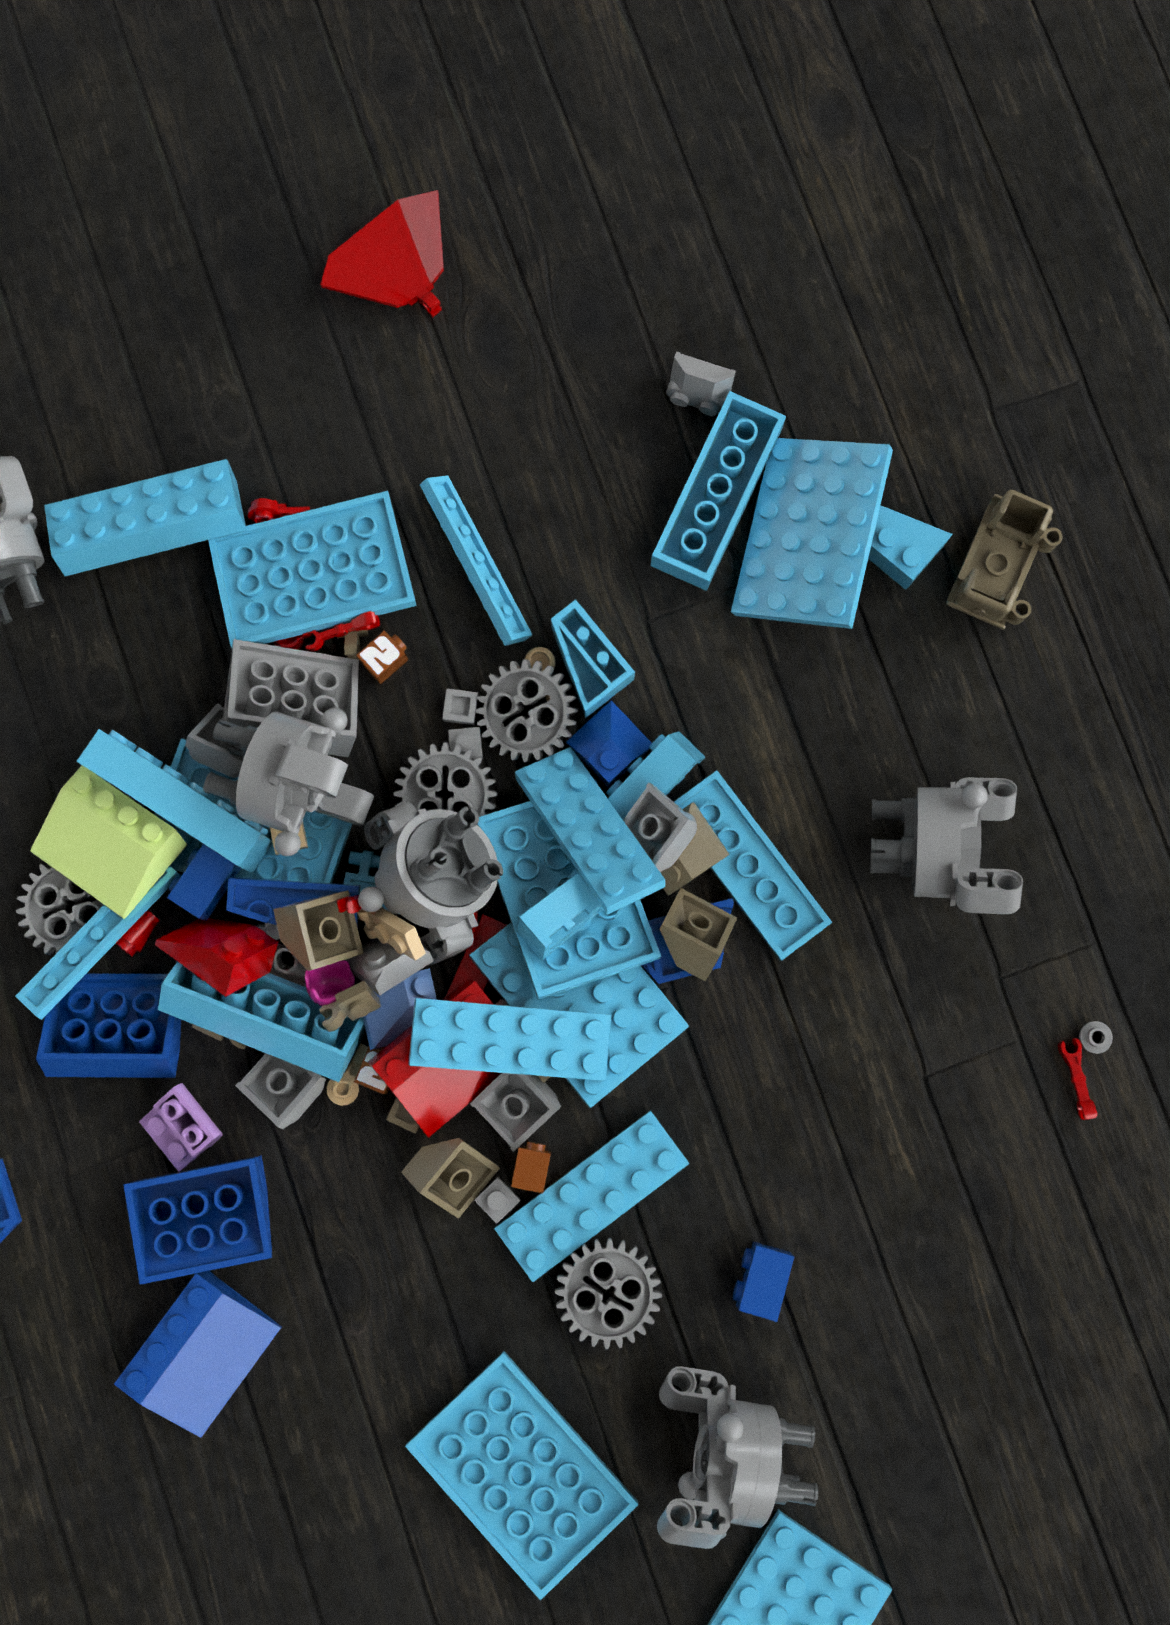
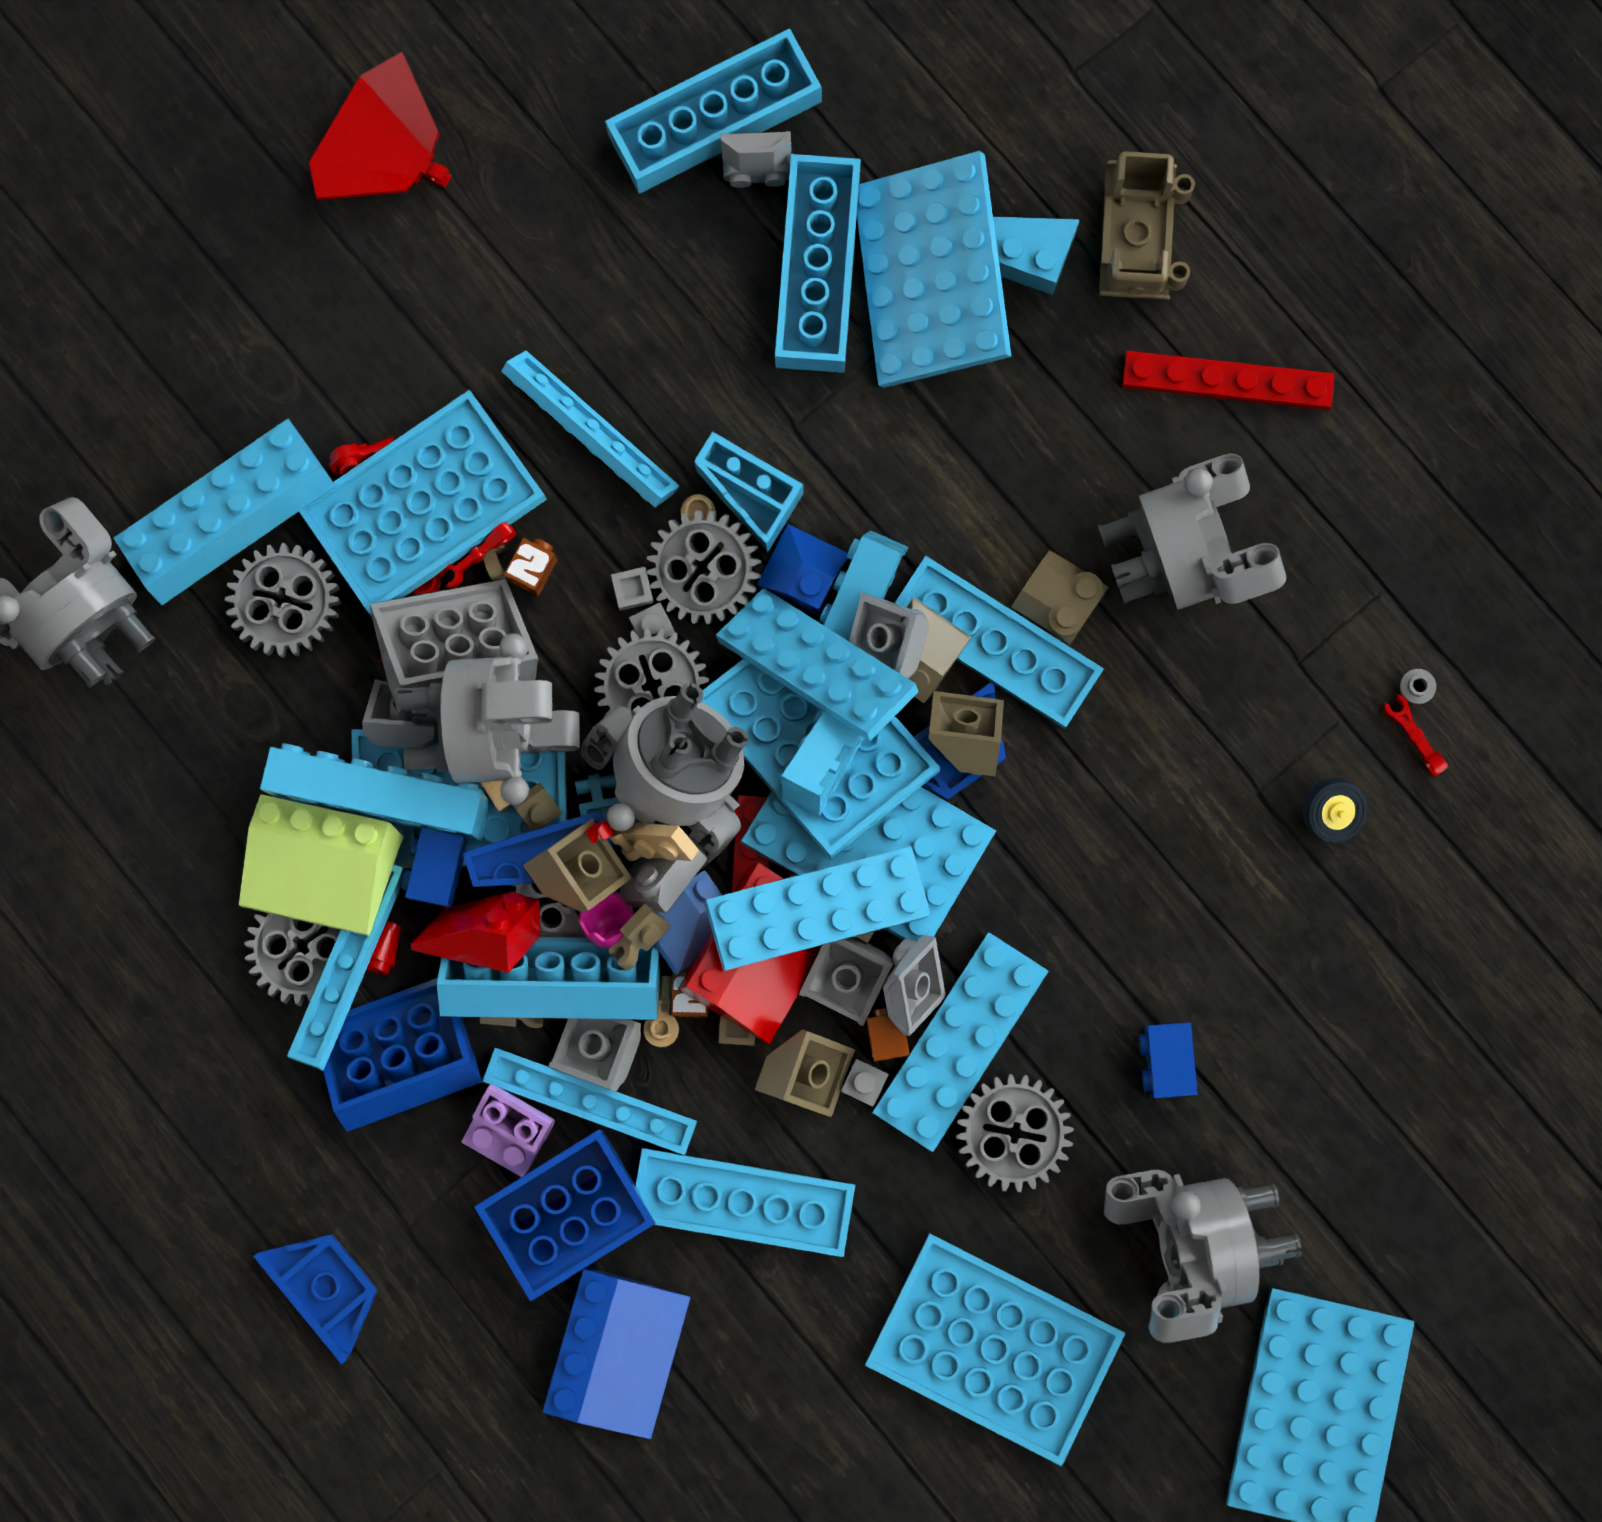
camera: 15 degrees left, 0 degrees up
(183, 587) = (292, 571): none -> light grey gear
(250, 1122) = (590, 1101): none -> medium azure plate
(309, 863) = (538, 808): none -> dark tan plate
(357, 1265) = (745, 1202): none -> medium azure plate
(569, 1134) = (914, 984): none -> light grey slope
(705, 326) = (729, 98): none -> medium azure brick
(817, 847) = (1059, 597): none -> dark tan slope
(985, 1118) = (1335, 810): none -> black wheel
(1028, 716) = (1228, 380): none -> red plate

